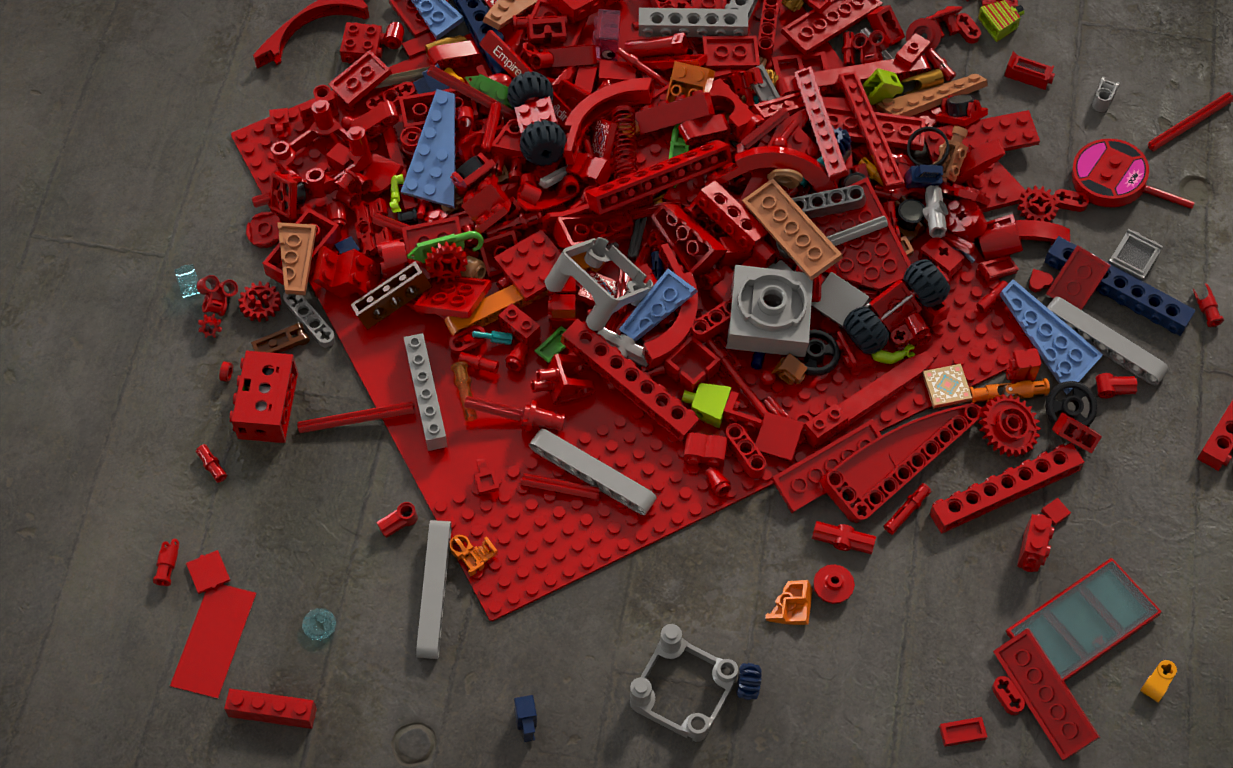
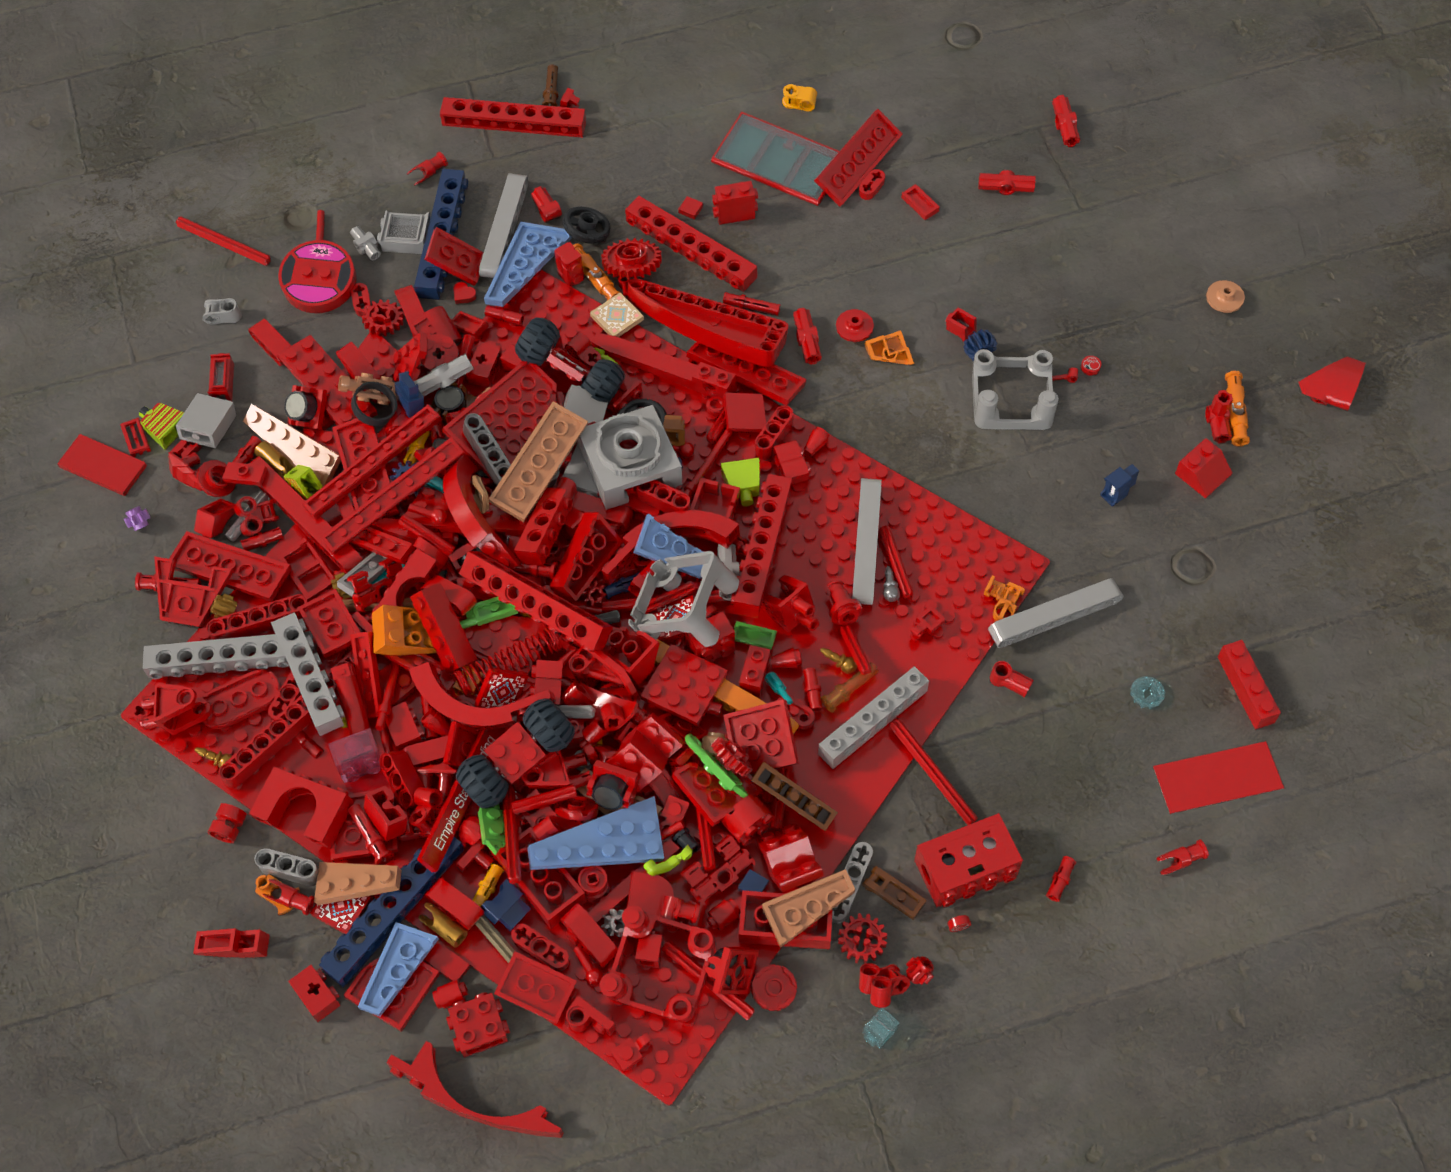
camera: 115 degrees left, 0 degrees up
(208, 571) = (1163, 818): red piece -> none
(376, 144) = (611, 926): none -> light grey gear
(492, 397) = (846, 663): none -> pearl gold bar
(531, 466) = (891, 592): none -> flat silver bar
(674, 756) = (1071, 377): none -> red hand
(732, 415) = (746, 454): red bracket -> none
(785, 681) = (961, 323): none -> red window
(859, 230) = (506, 416): light grey axle -> none
(987, 46) = (206, 420): none -> light grey brick
(1055, 117) = (269, 339): none -> red beam
(1076, 432) = (614, 208): red brick -> none
(1135, 222) = (365, 243): none -> light grey axle

